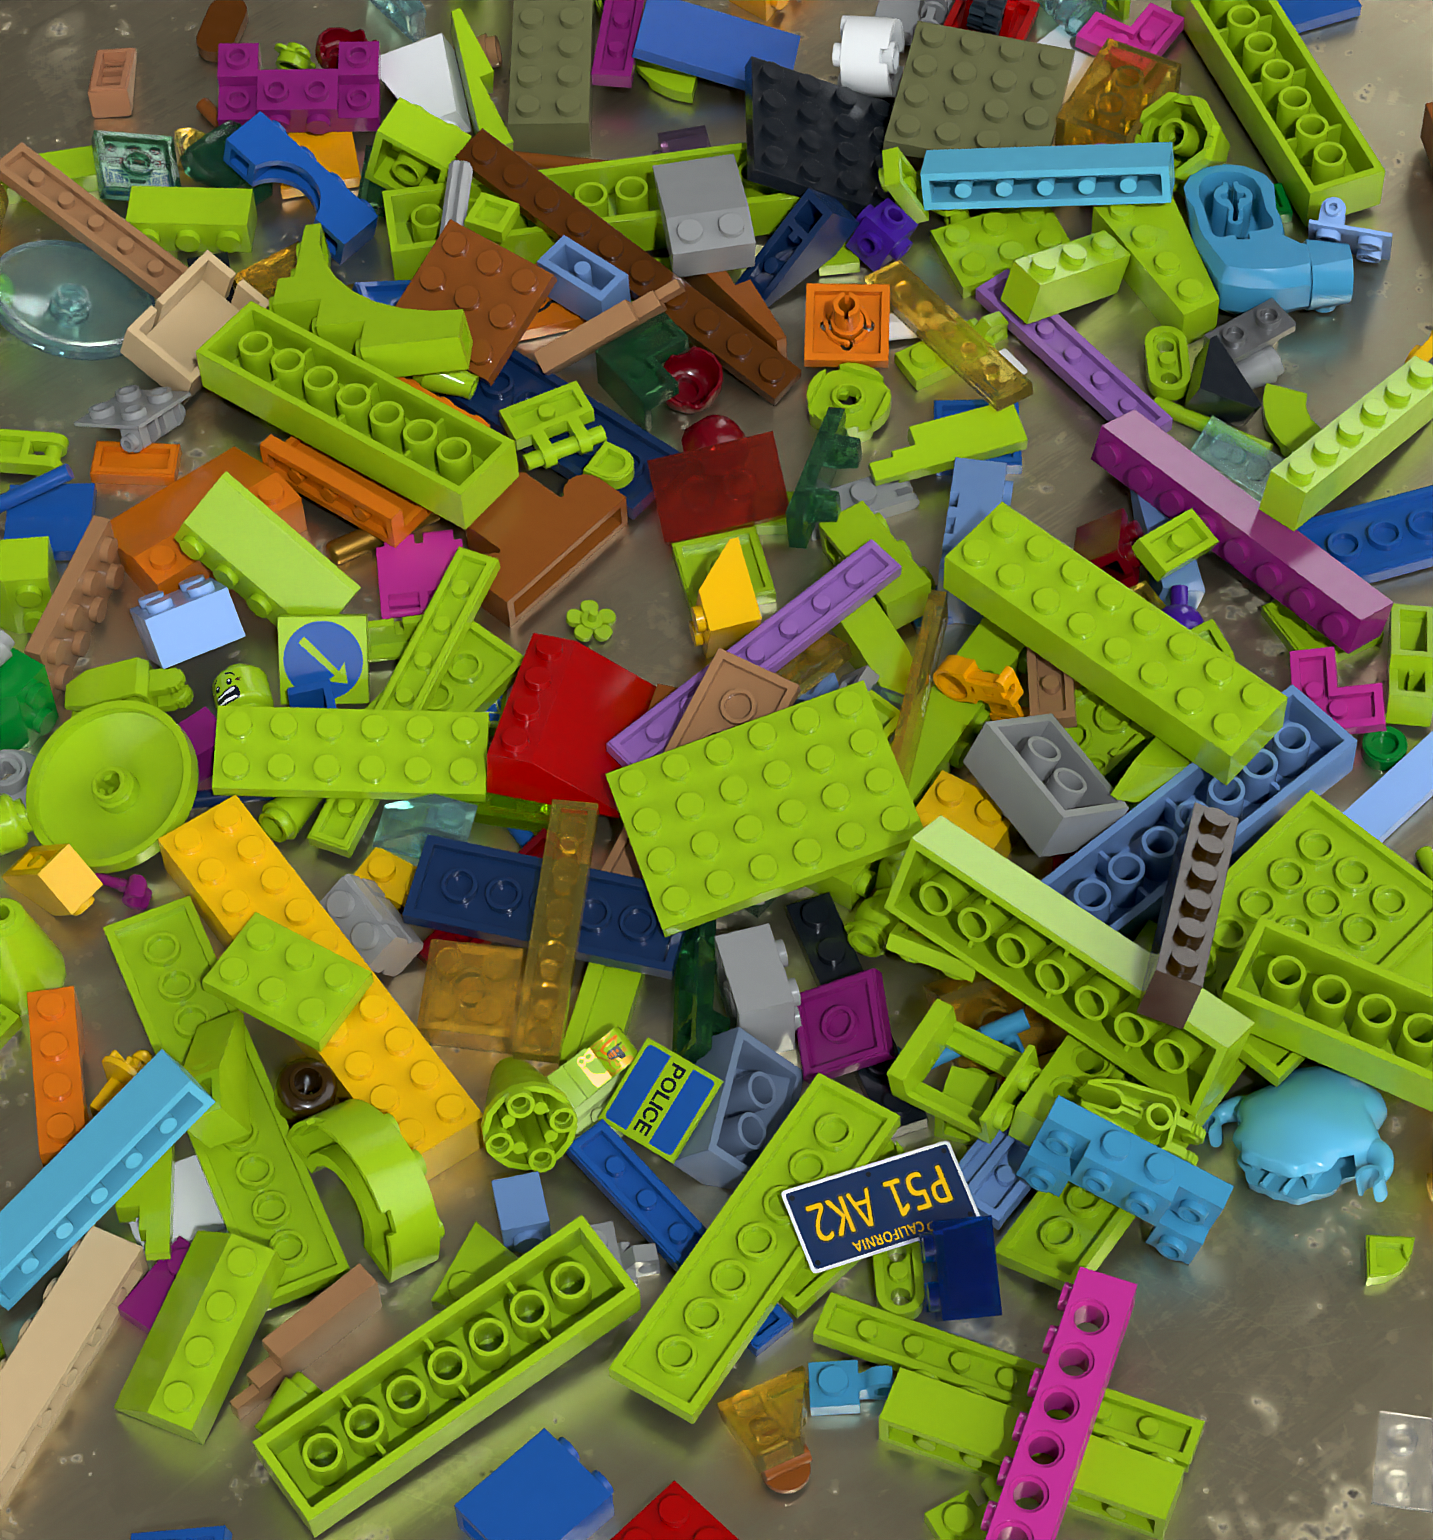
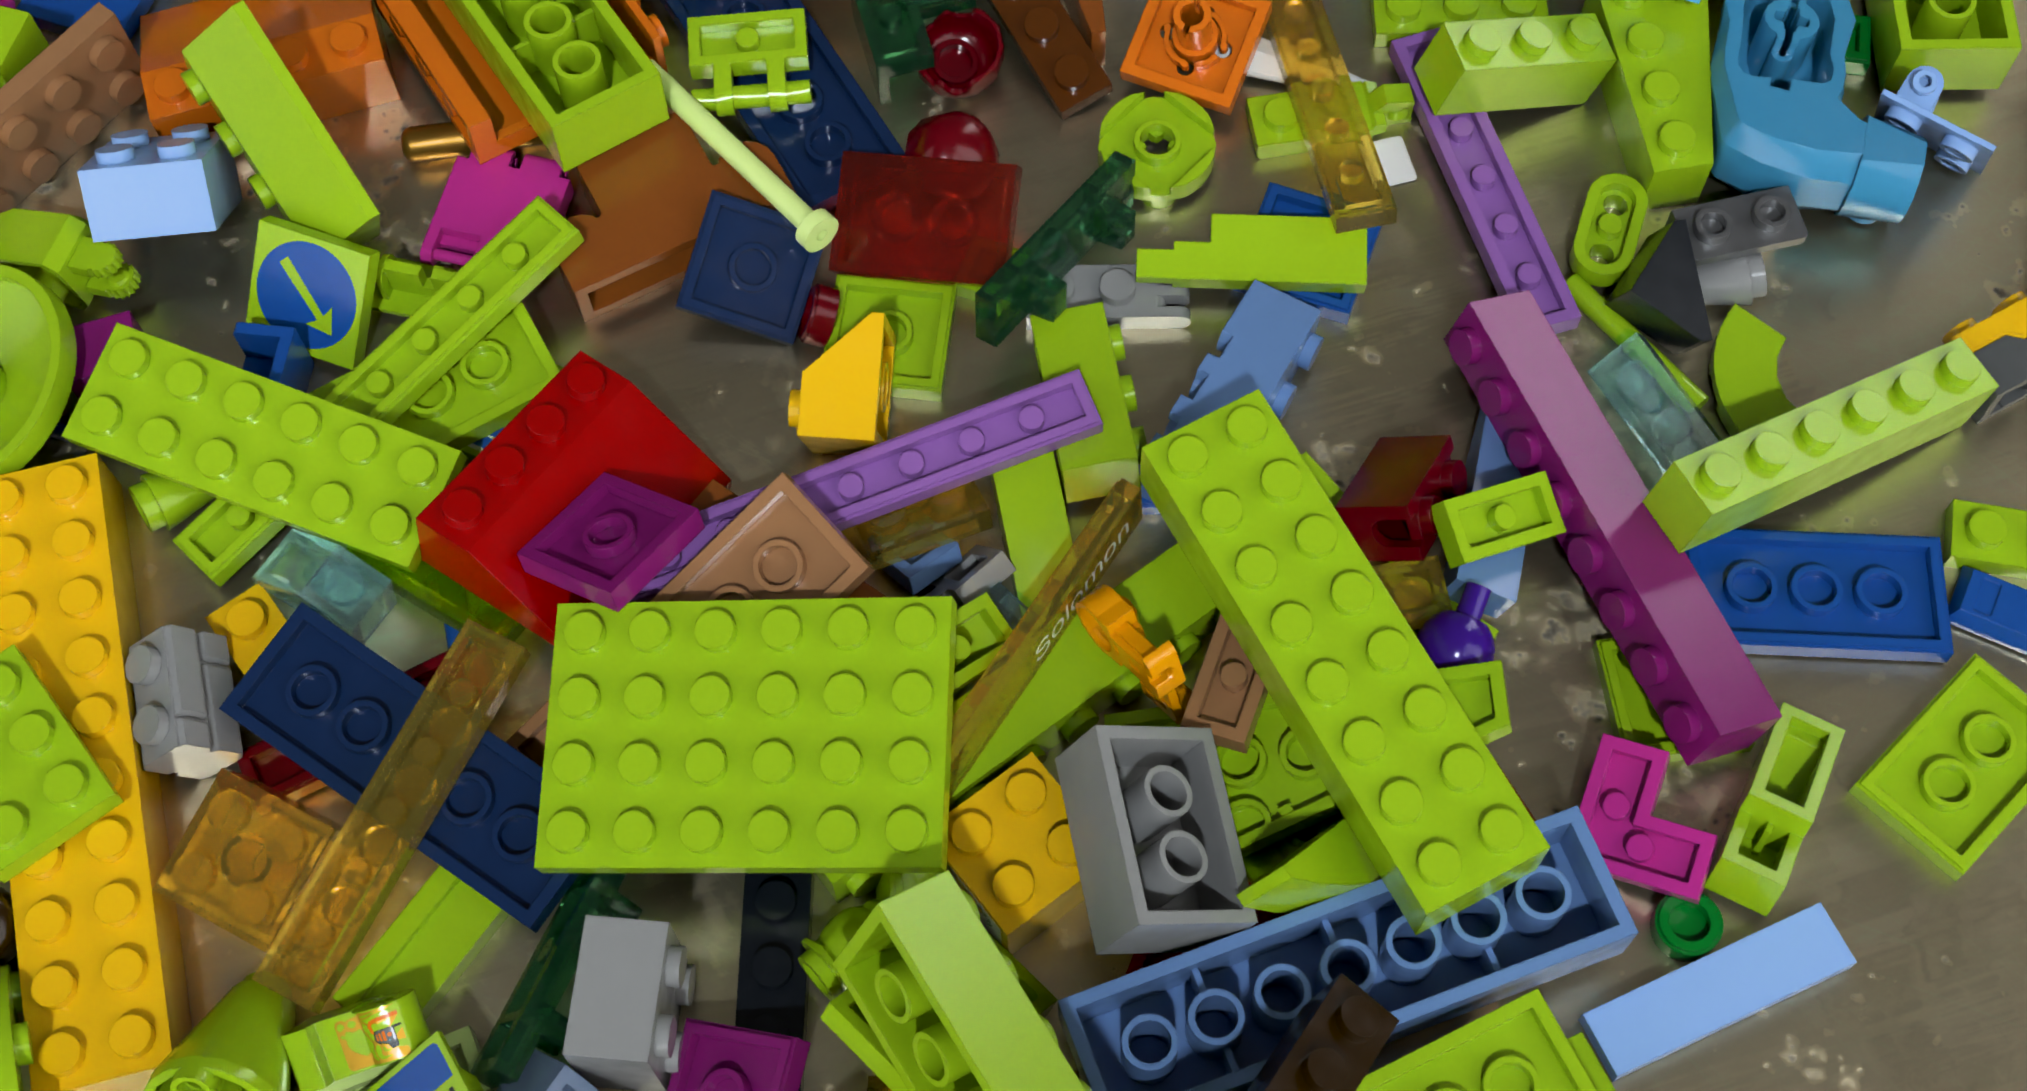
camera: 20 degrees right, 10 degrees up
(242, 687) = (192, 307): lime head -> none
(590, 621) = (687, 350): lime plant -> none
(612, 465) = (800, 142): lime tile -> none
(617, 553) = (748, 270): none -> dark blue tile
(620, 728) = (611, 541): none -> magenta plate
(652, 510) = (813, 227): none -> yellowish green bar
(673, 570) = (819, 315): none -> dark red tile

